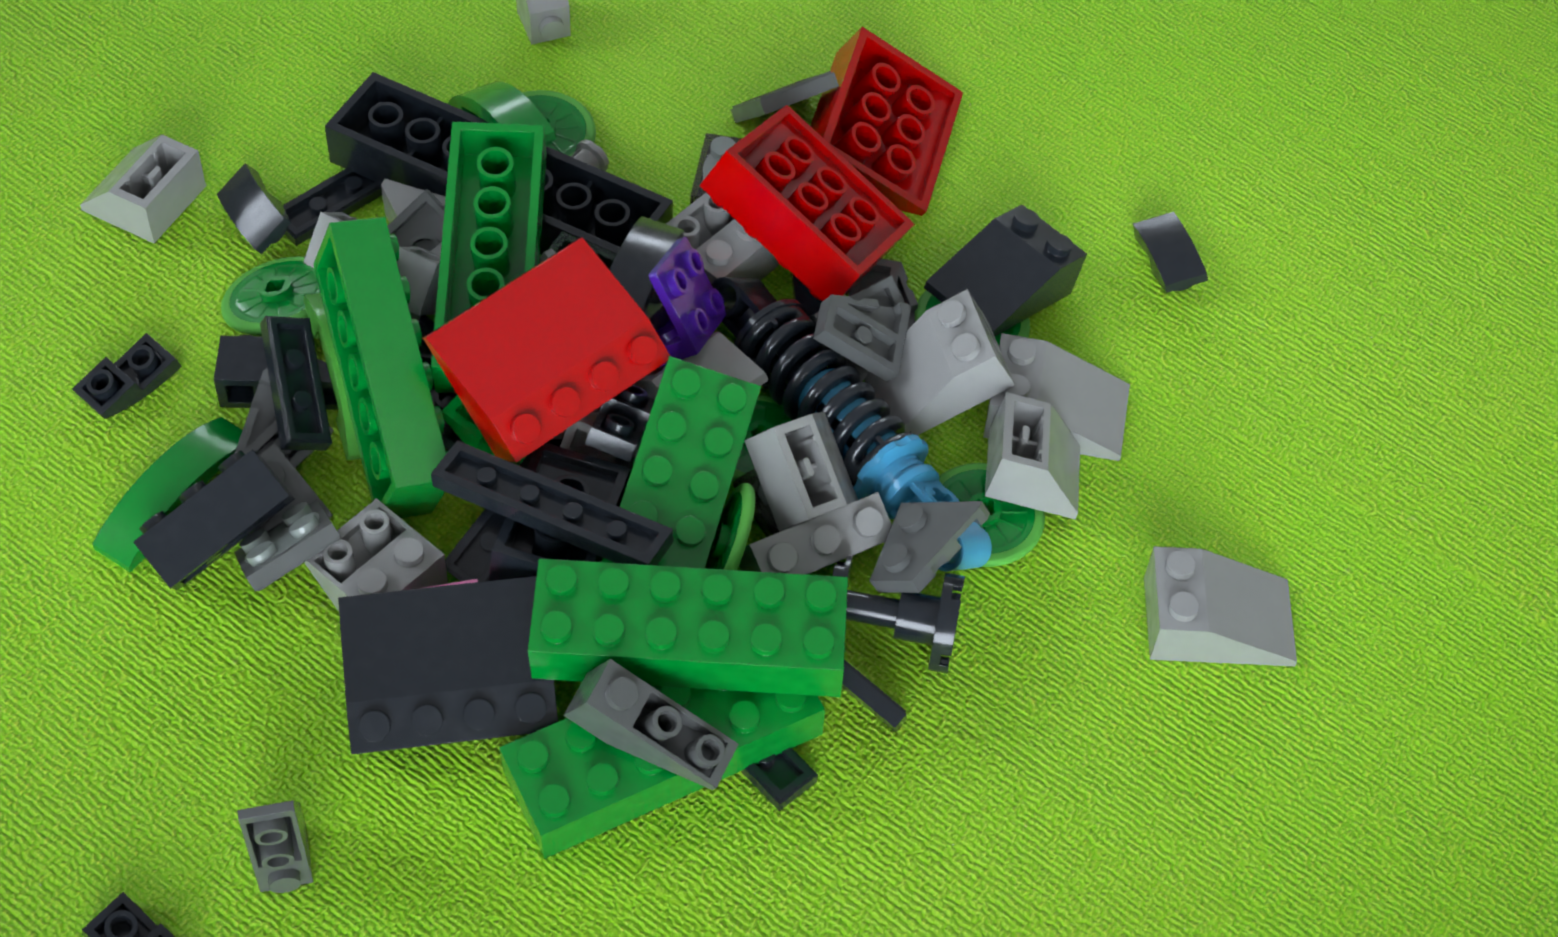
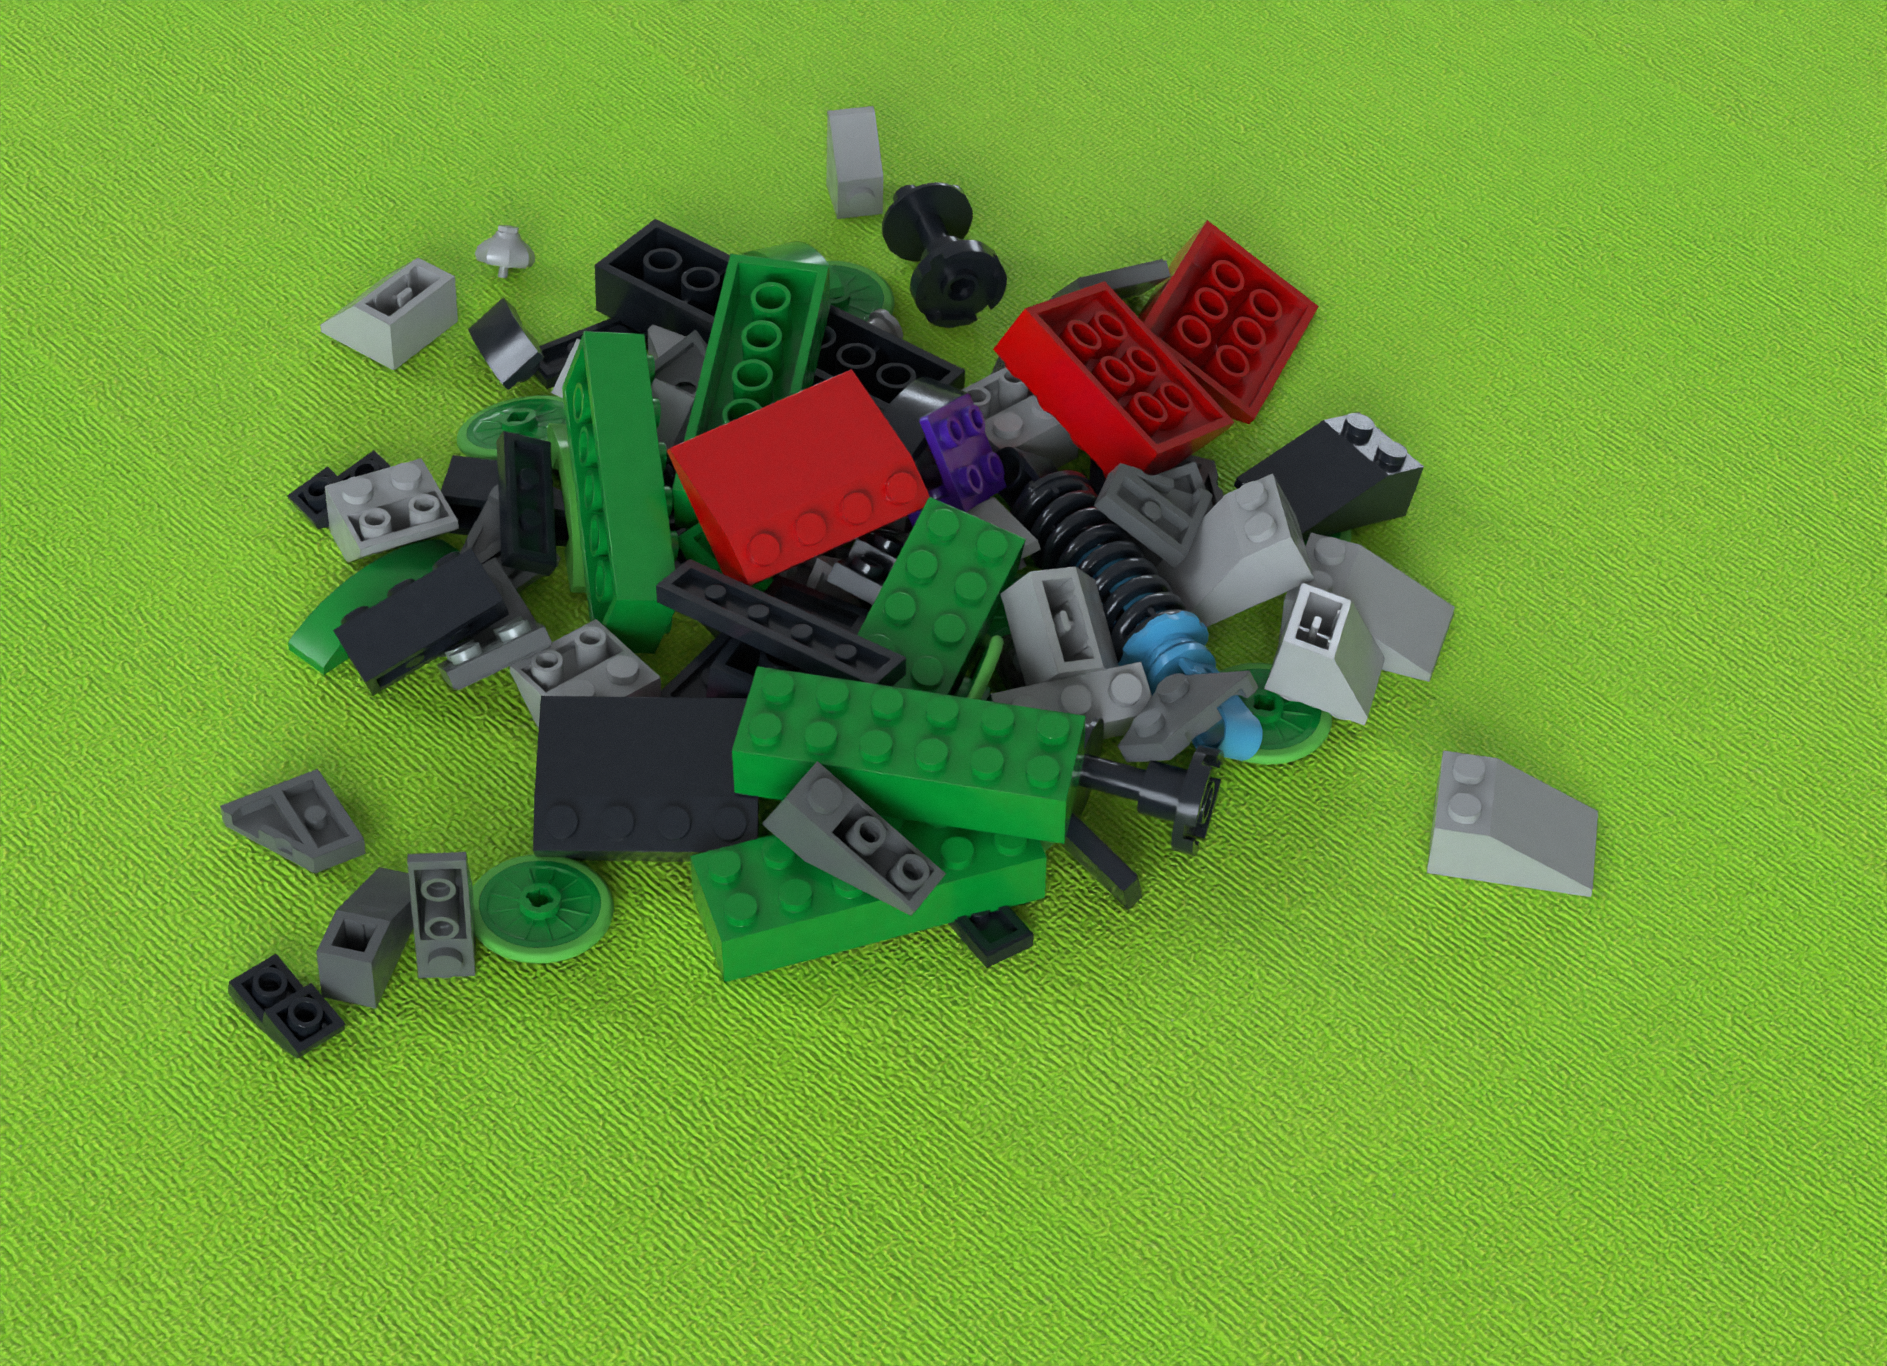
camera: 10 degrees right, 10 degrees down
(126, 742) = (298, 822): none -> dark grey wing
(168, 400) = (387, 510): none -> light grey slope
(209, 861) = (366, 939): none -> dark grey slope
(240, 111) = (505, 250): none -> light grey piece
(381, 831) = (541, 909): none -> green wheel
(646, 99) = (954, 273): none -> black piece
(1170, 252) = (1525, 482): black slope -> none

